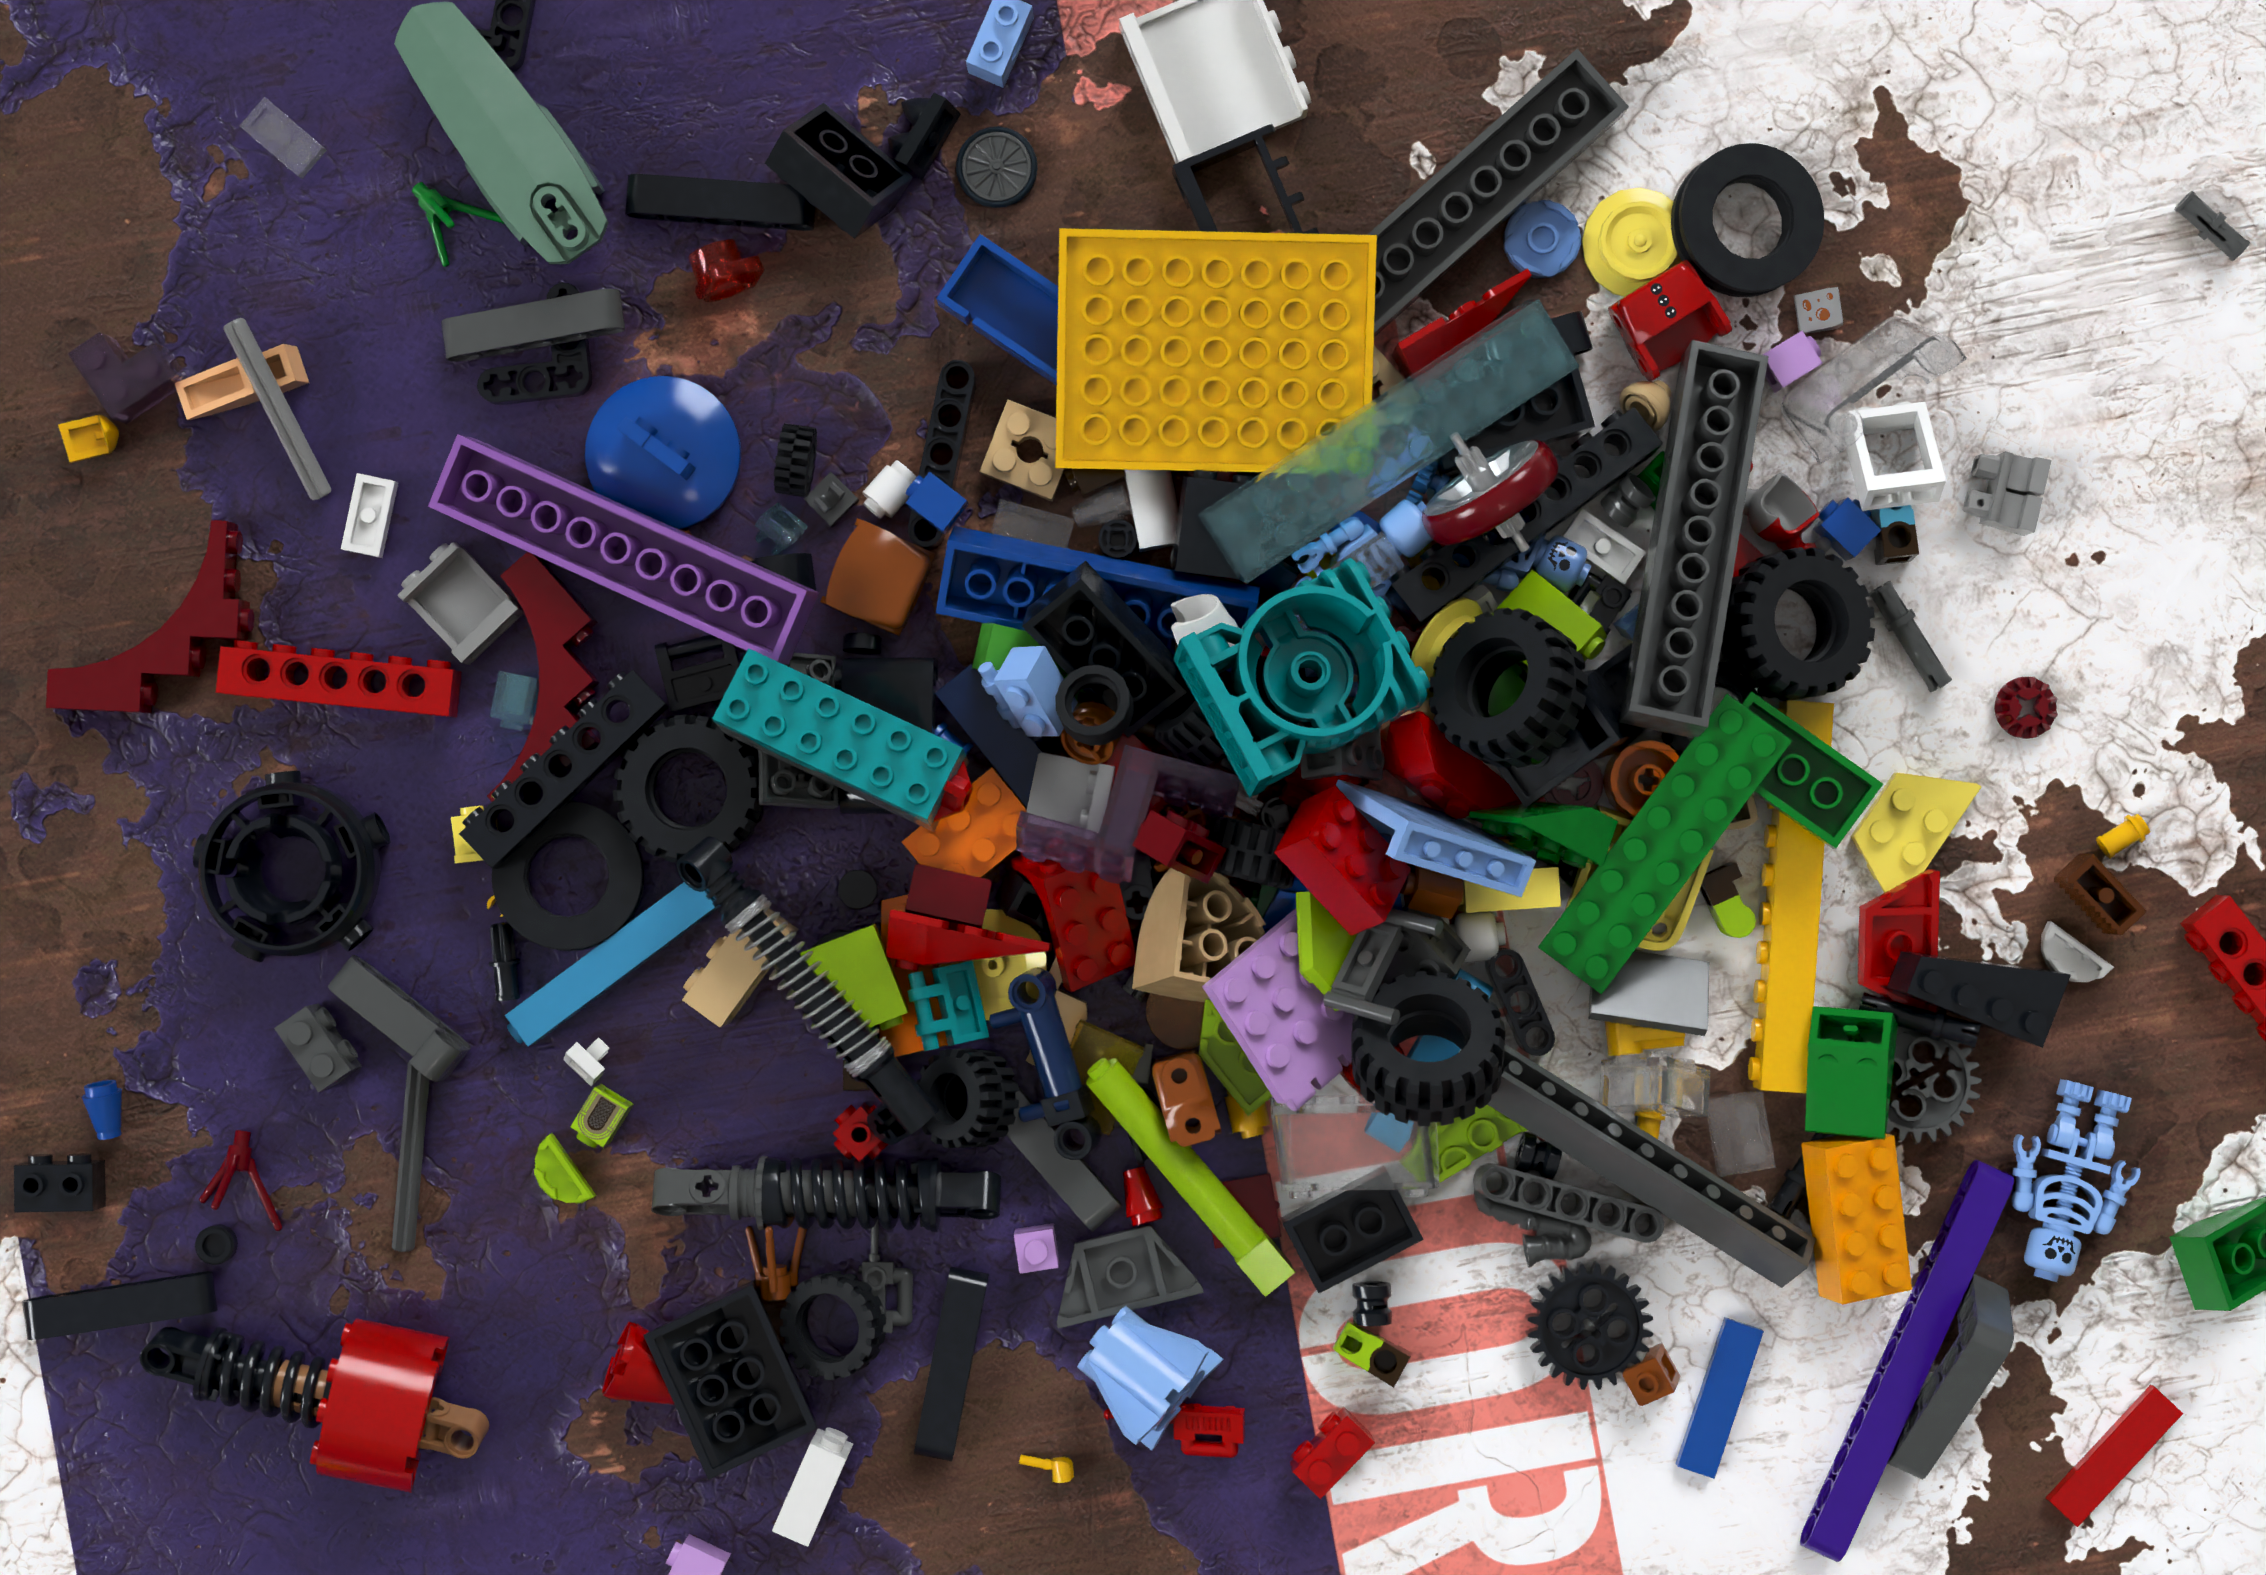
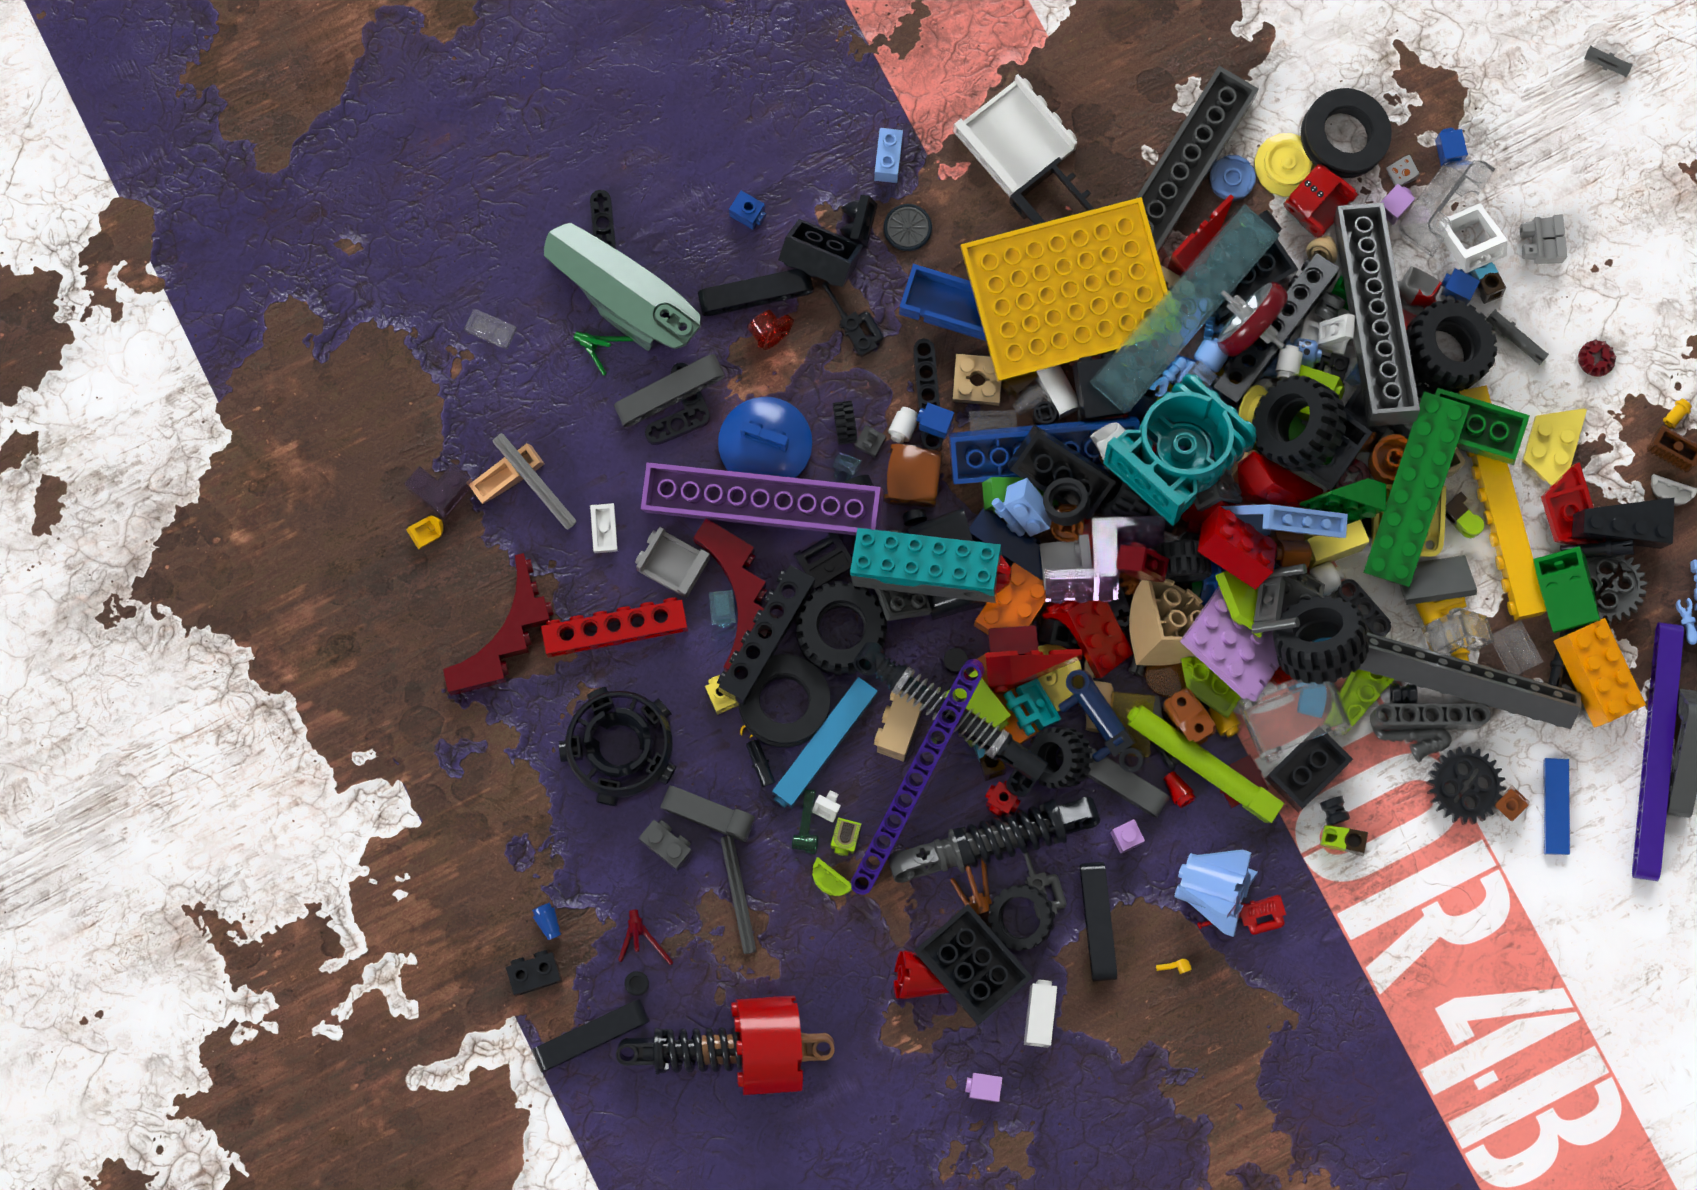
camera: 20 degrees left, 10 degrees down
(538, 1103) = (804, 840): none -> clear green brick
(734, 1060) = (914, 788): none -> dark purple beam
(747, 63) = (747, 210): none -> blue brick
(858, 299) = (851, 326): none -> black piece
(1122, 1270) = (1180, 835): dark grey wing -> none
(1331, 1452) = (1339, 905): red brick -> none
(1528, 577) = (1288, 362): none -> white brick
(1622, 545) = (1336, 330): none -> white plate
(1910, 292) = (1451, 146): none -> blue brick

